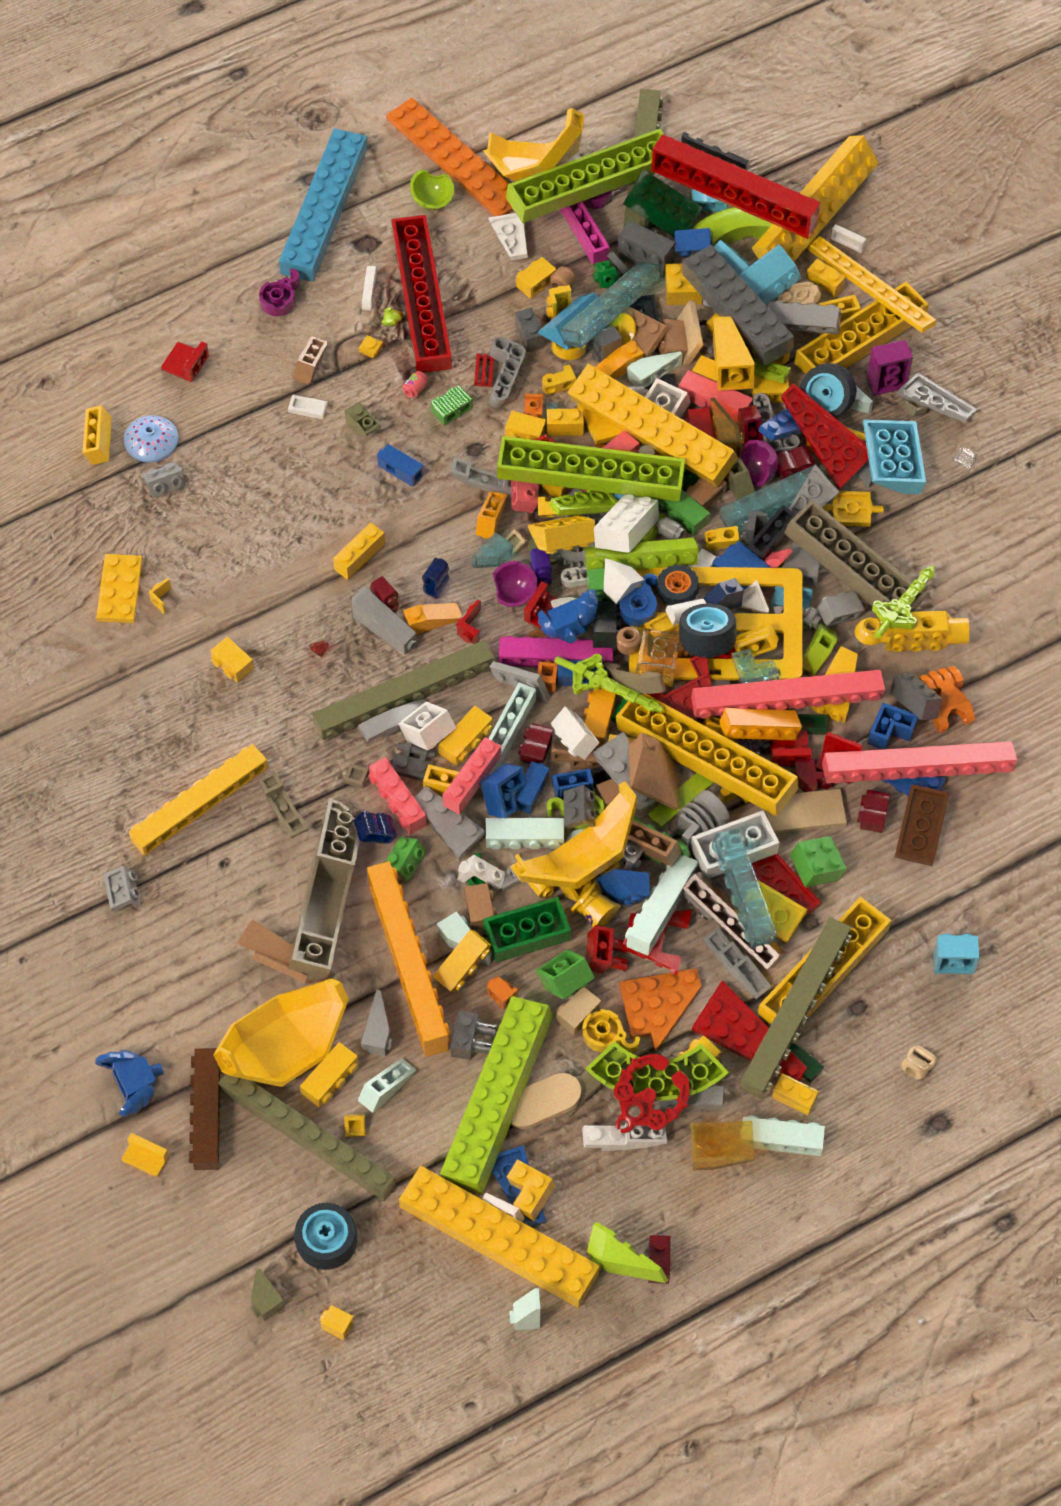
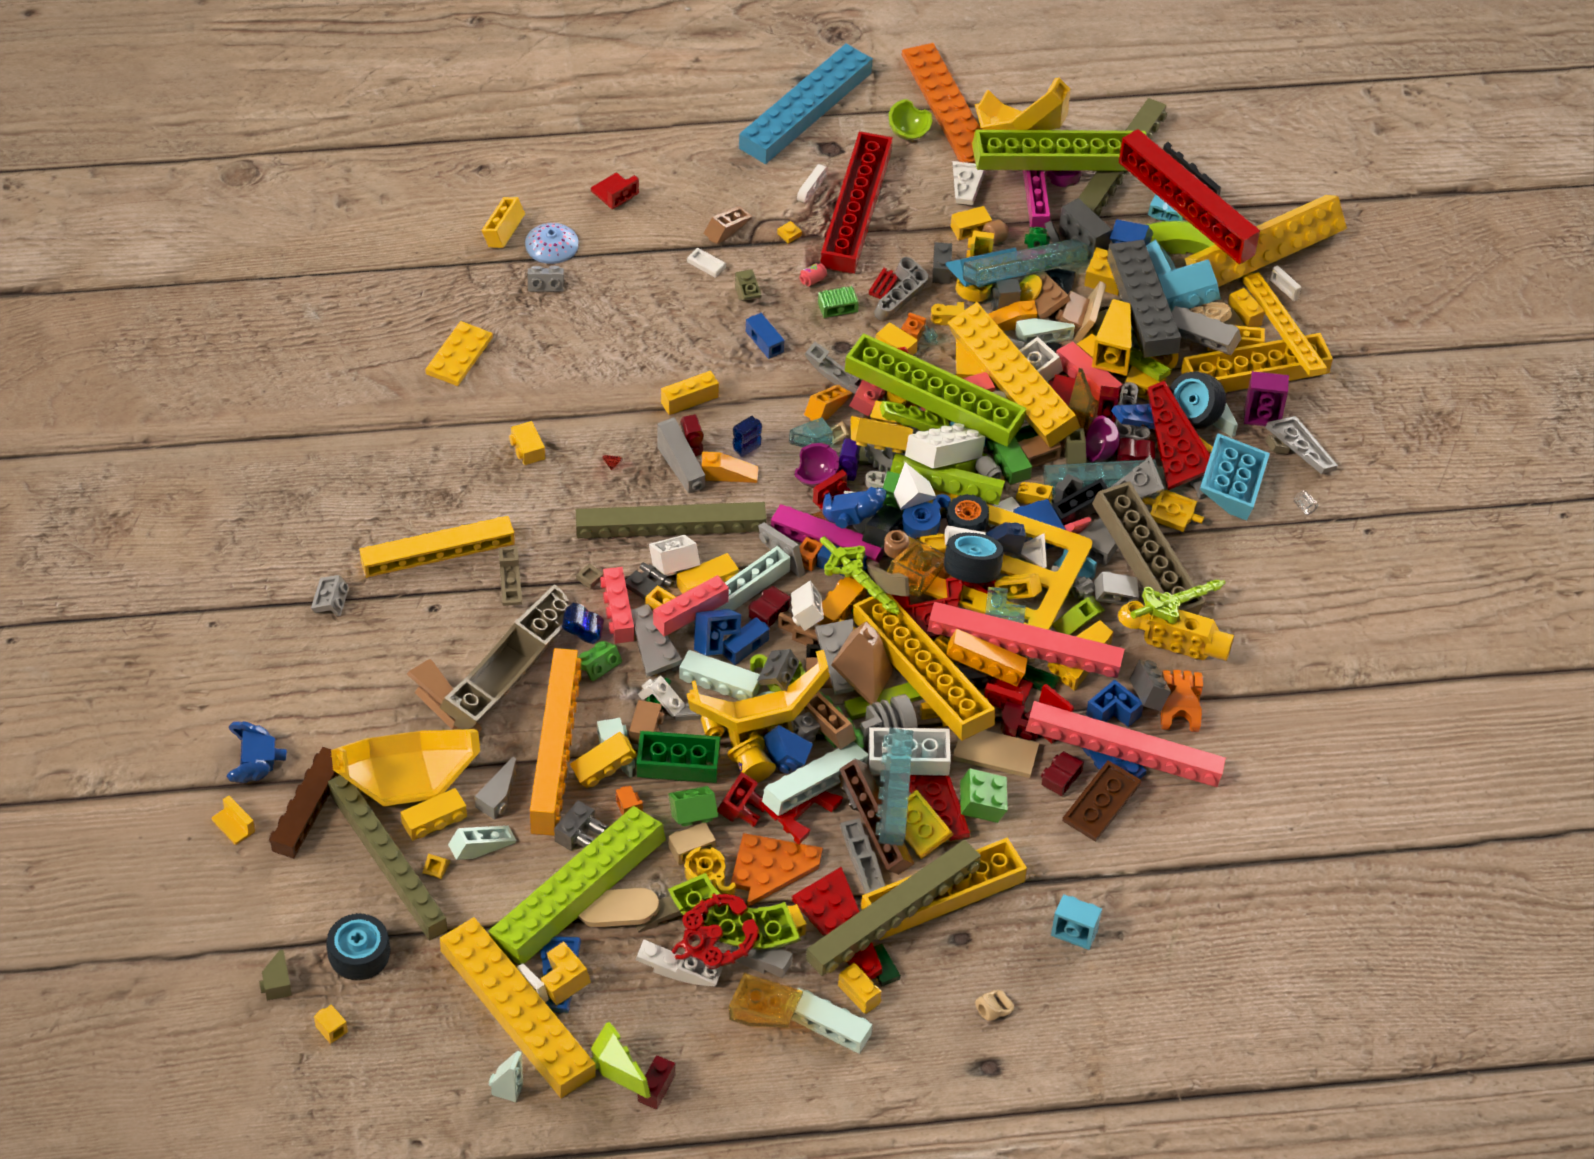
camera: 20 degrees right, 10 degrees down
(158, 591) = (491, 366): yellow bracket -> none
(278, 297) = (726, 165): magenta piece -> none
(387, 722) = (638, 539): light grey slope -> none
(391, 317) = (820, 213): lime piece -> none
(464, 629) = (755, 484): red bracket -> none
(565, 422) = (935, 349): yellow brick -> none
(570, 780) = (776, 642): blue brick -> none
(661, 204) = (1117, 195): dark green brick -> none

